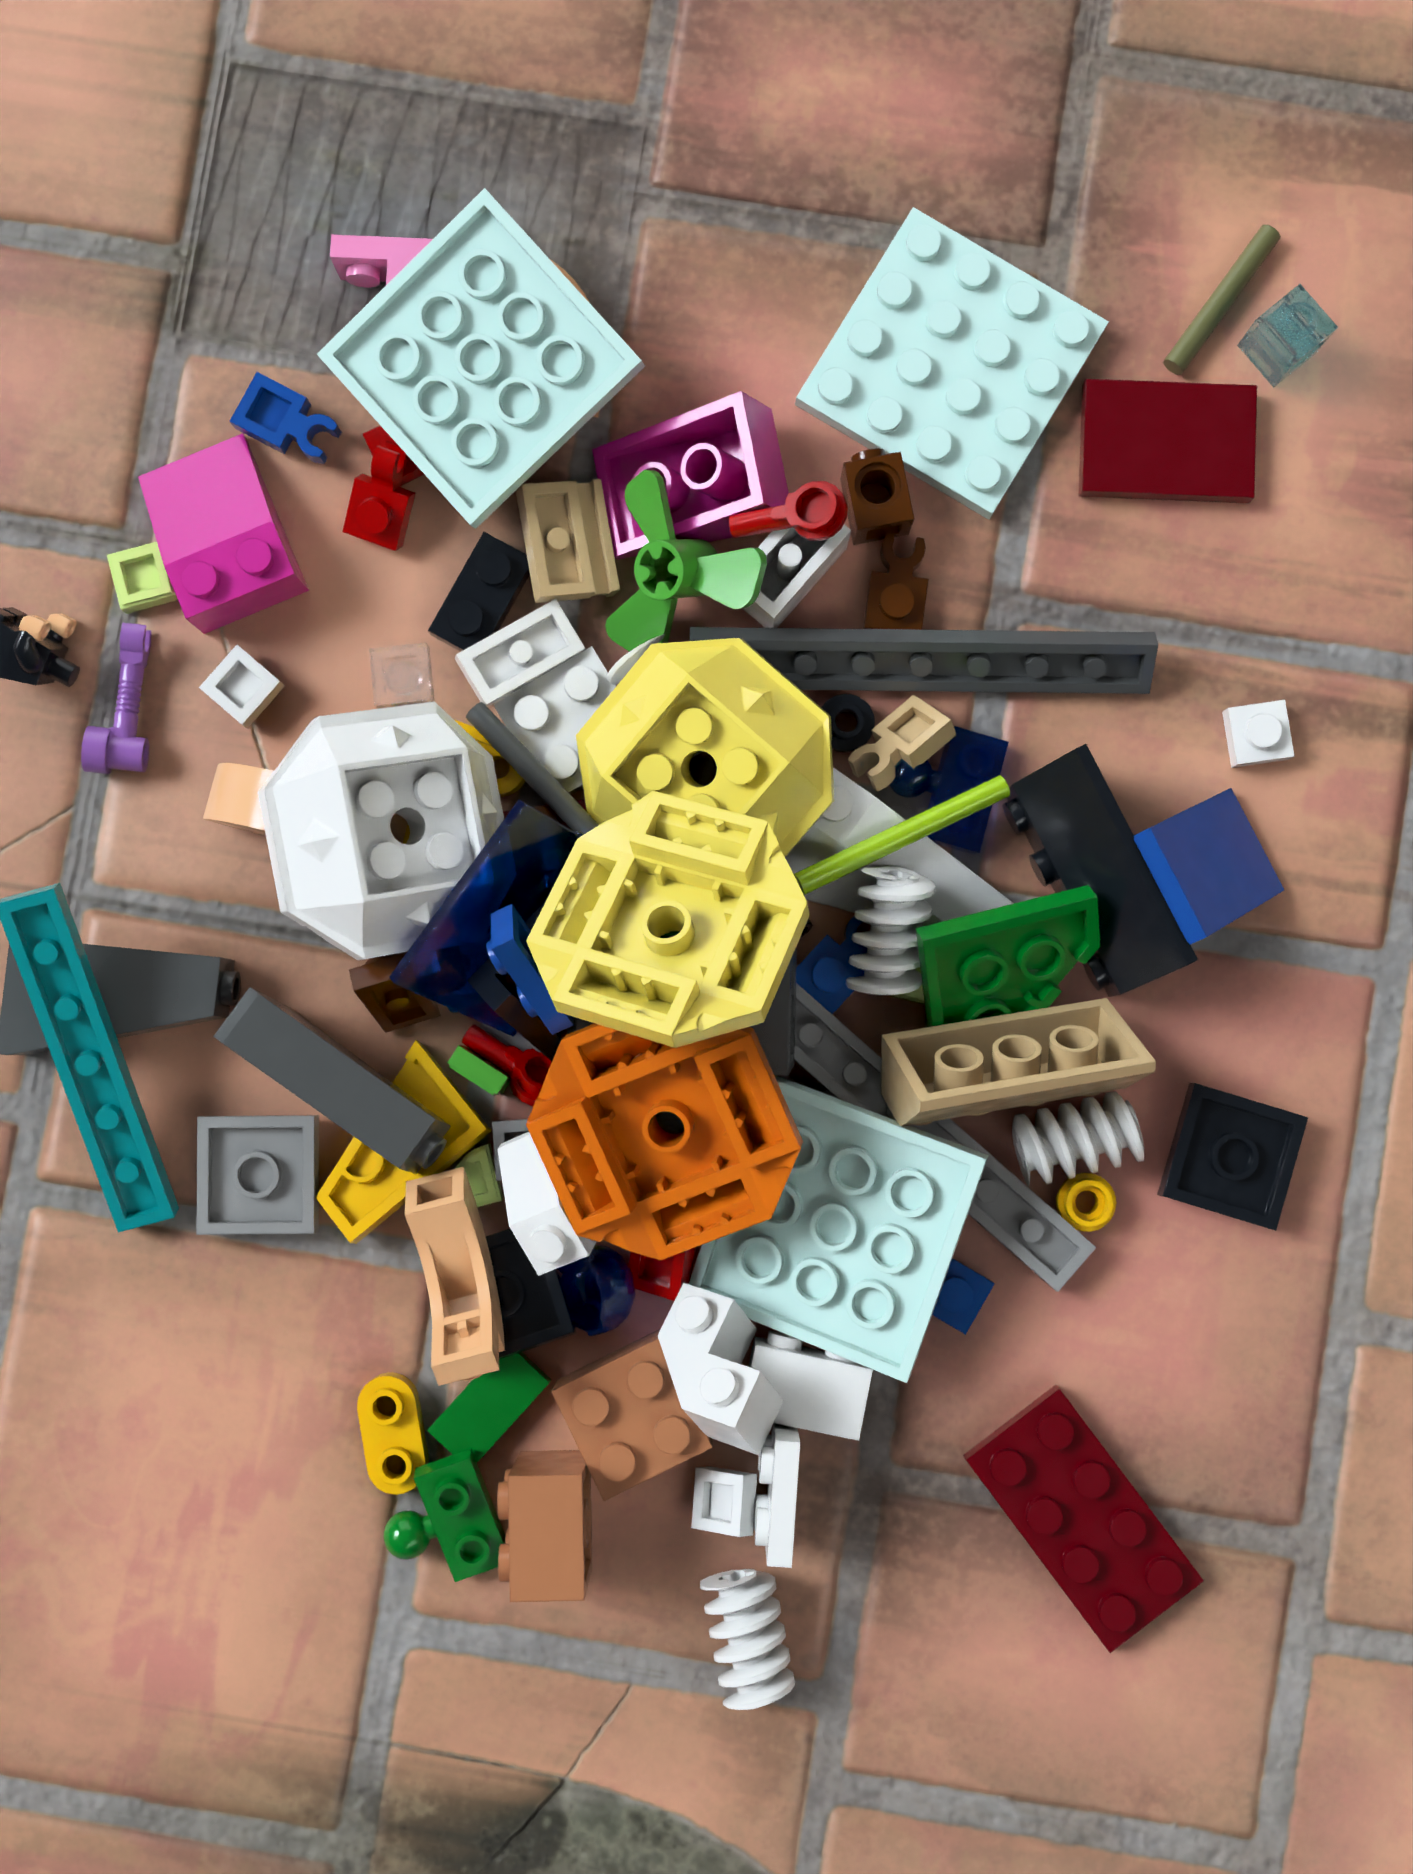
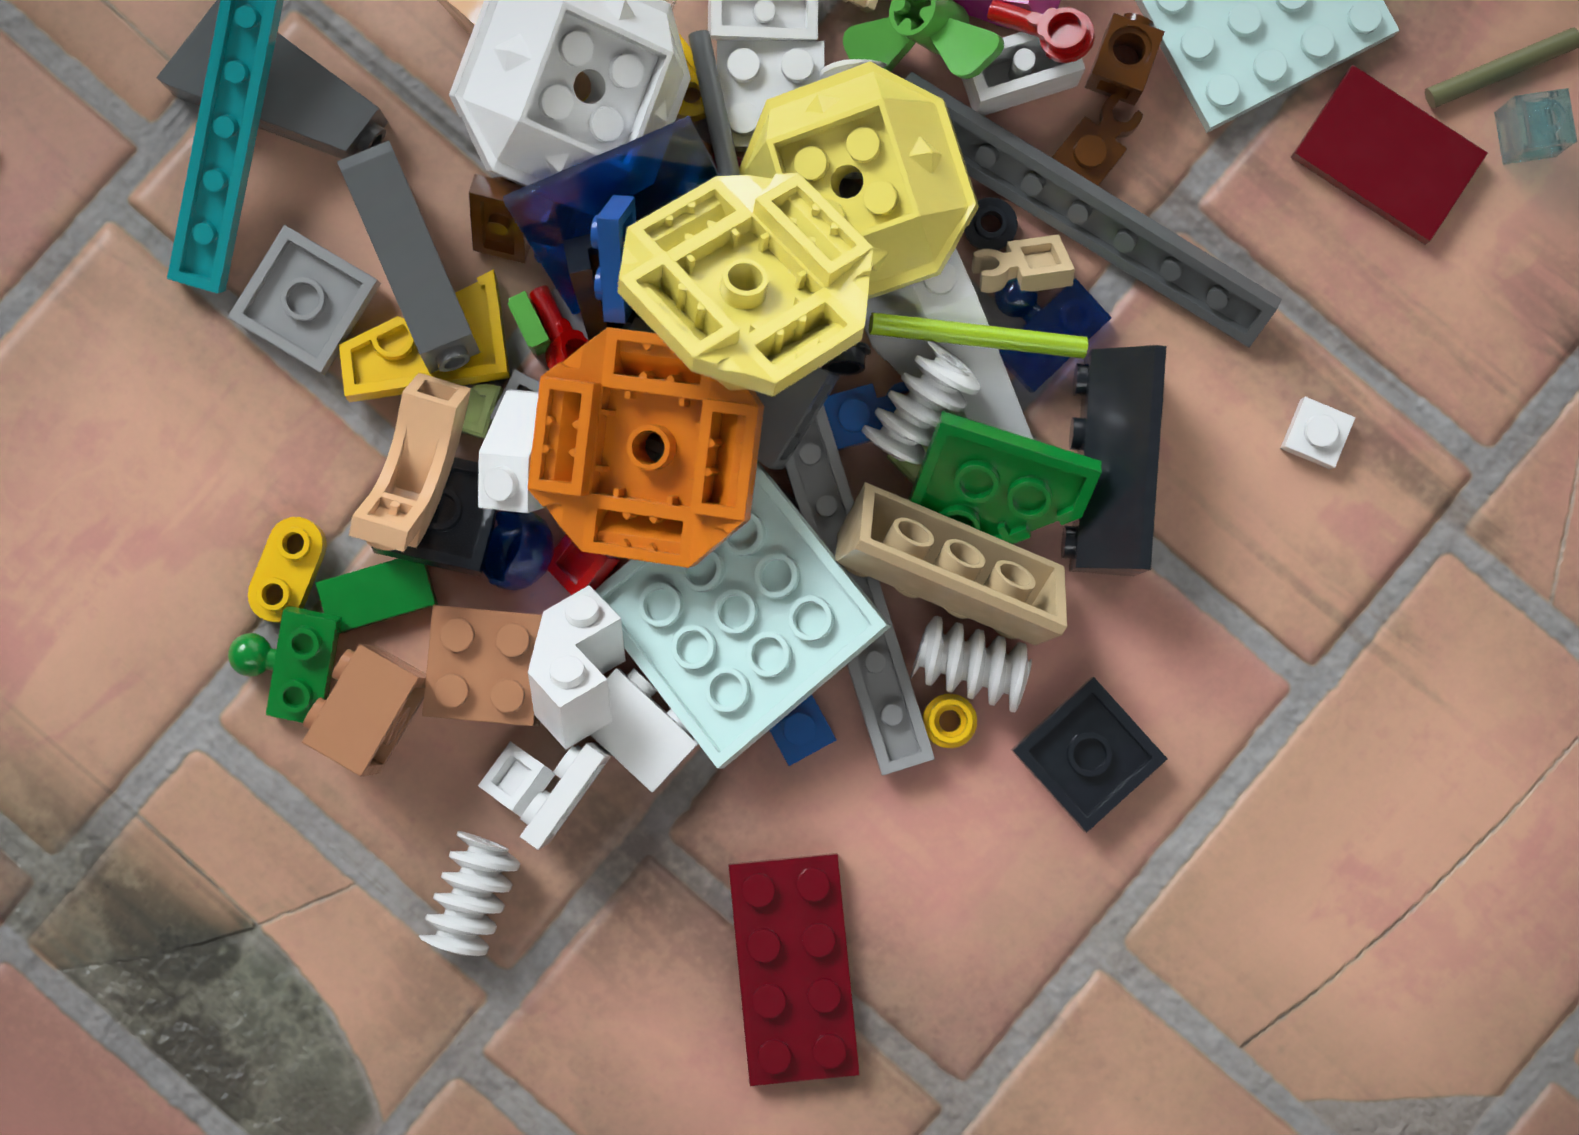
camera: 20 degrees right, 0 degrees up
(1208, 865) = (1209, 505): blue tile -> none

